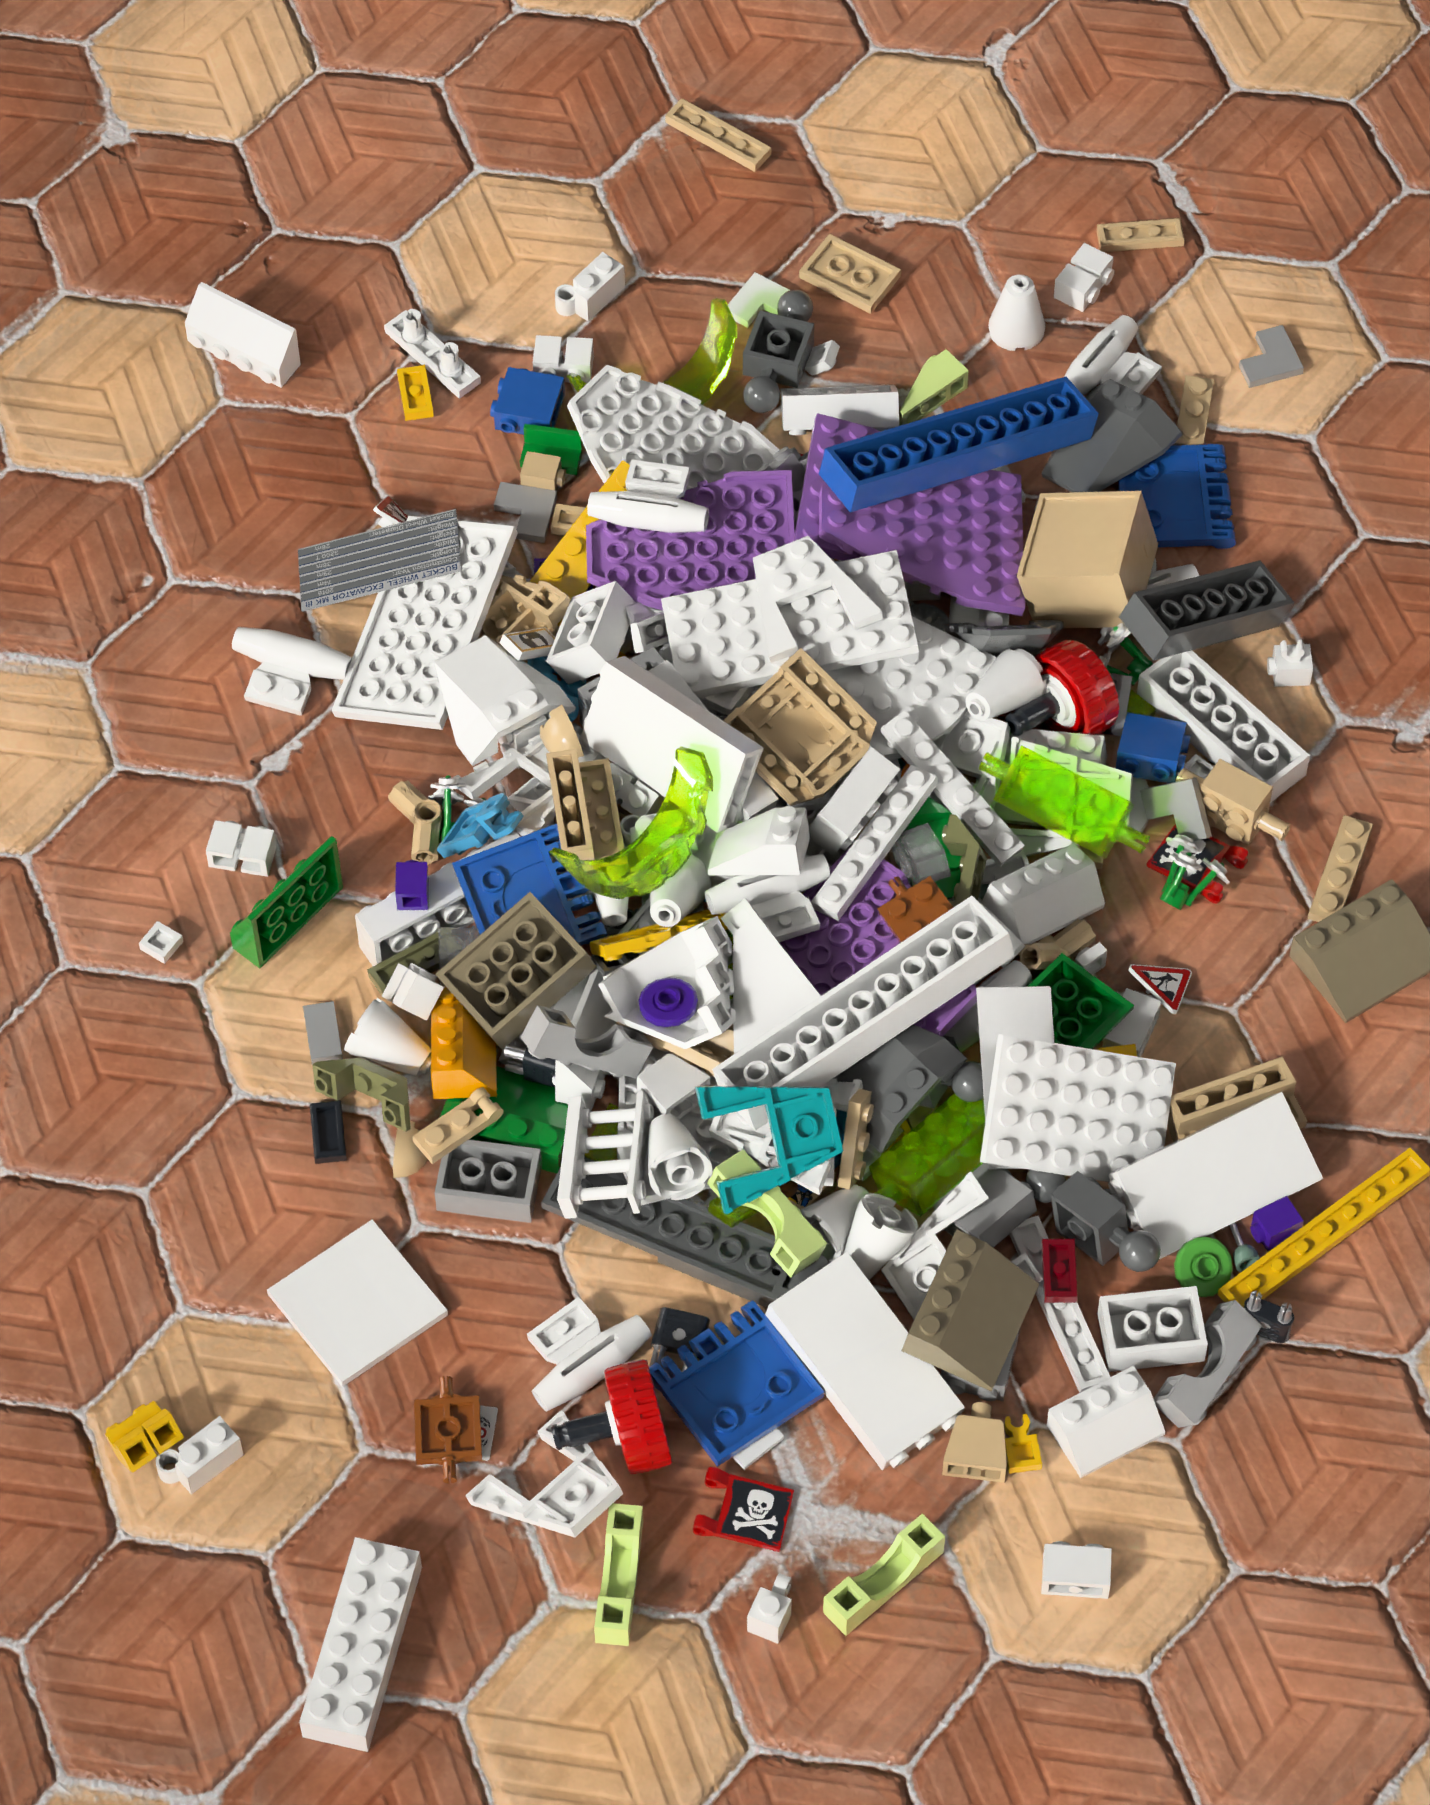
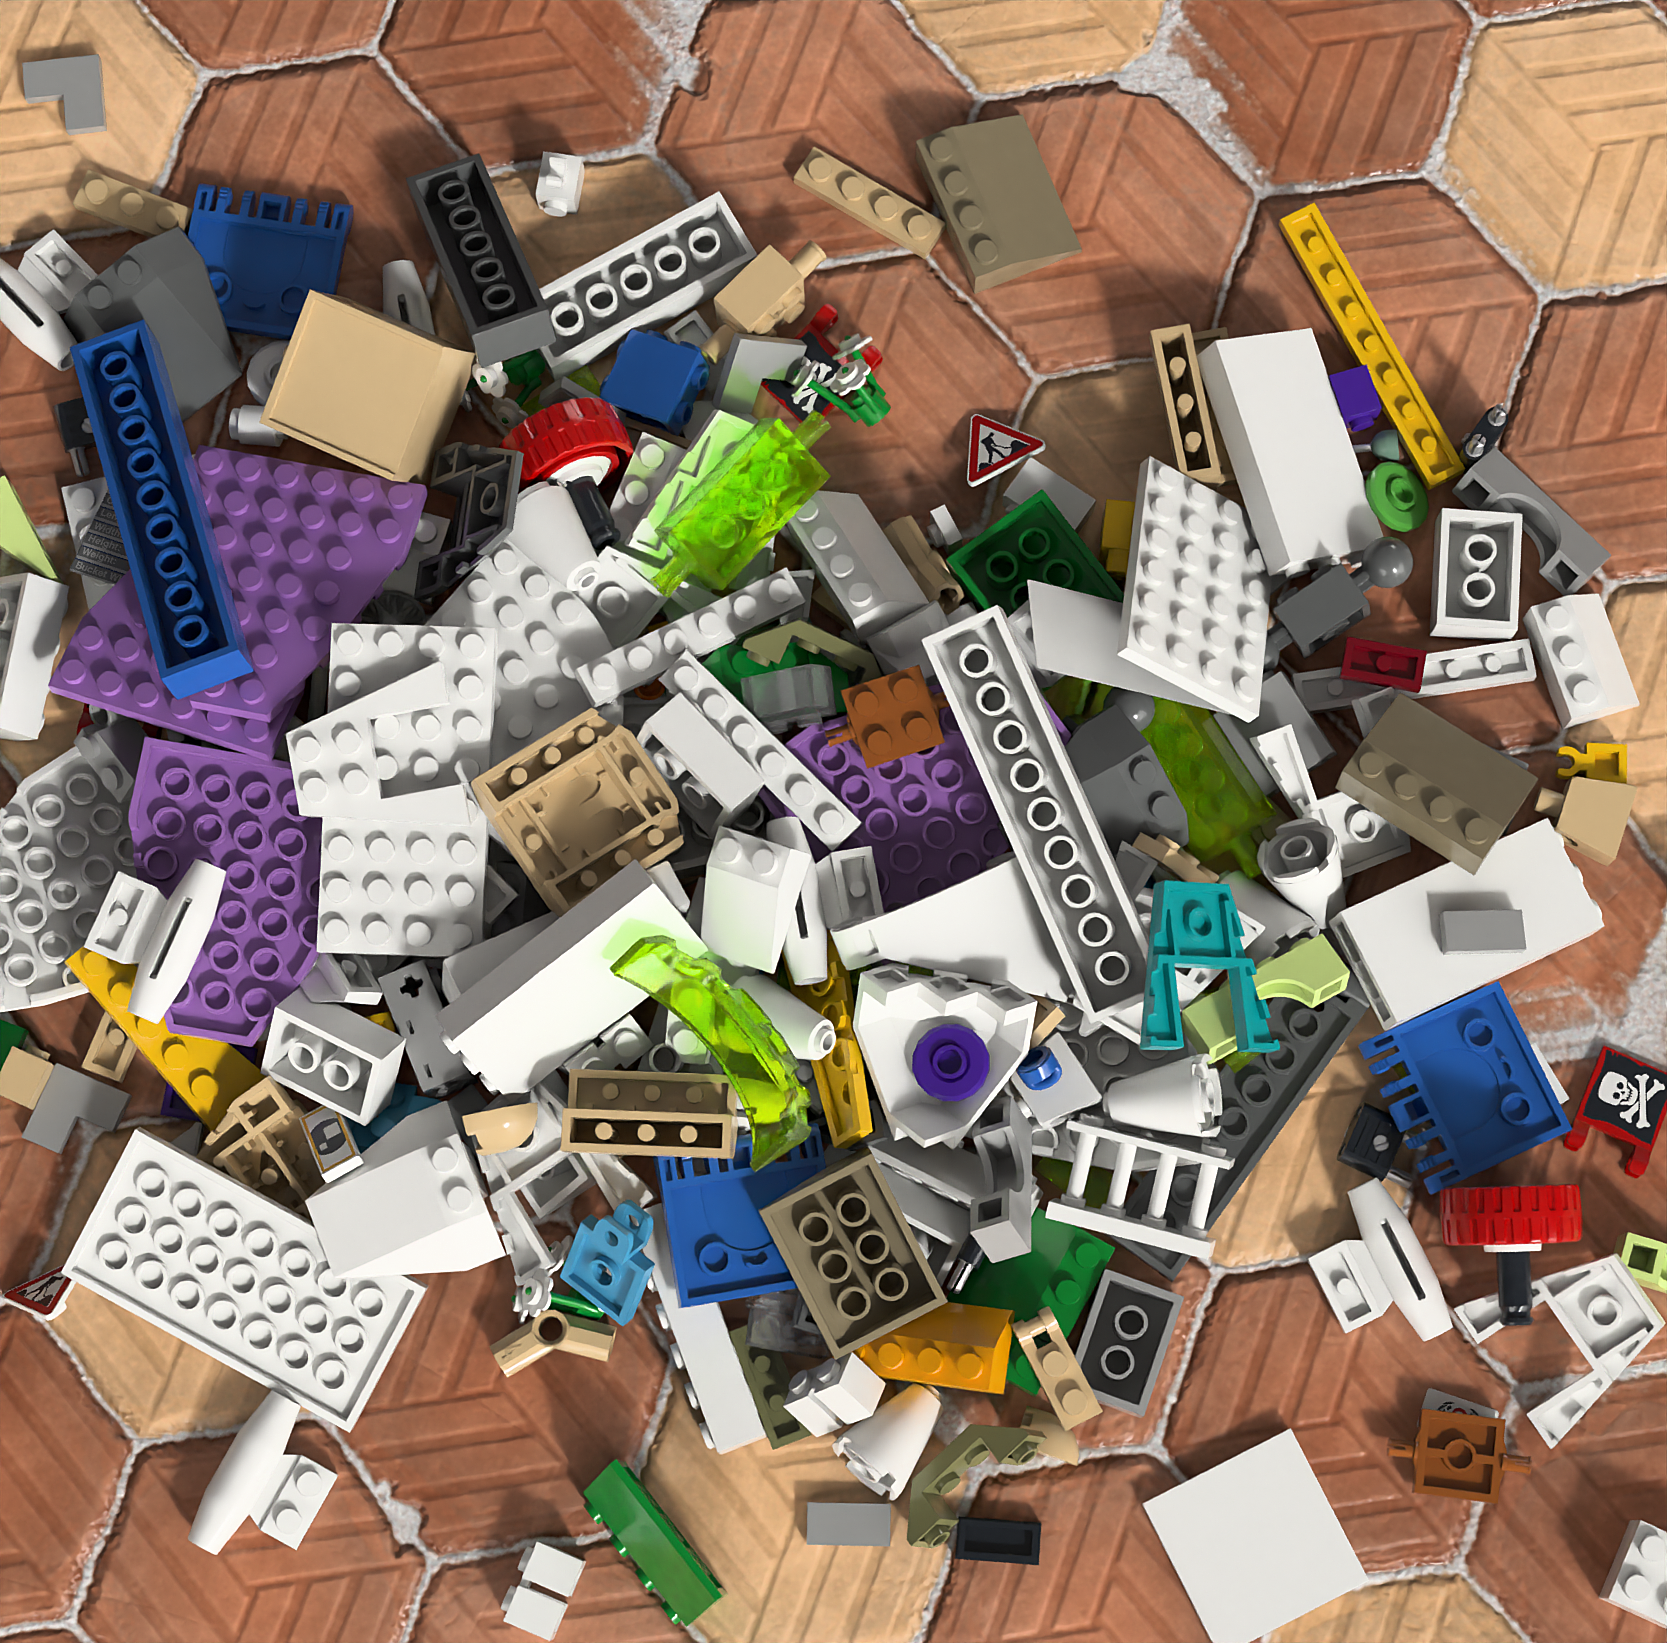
camera: 75 degrees left, 20 degrees up
(379, 560) = (122, 1326): sticker -> none
(412, 885) = (698, 1367): dark purple brick -> none
(678, 1059) = (1039, 1069): none -> blue tile
(856, 1359) = (1482, 932): none -> light grey tile

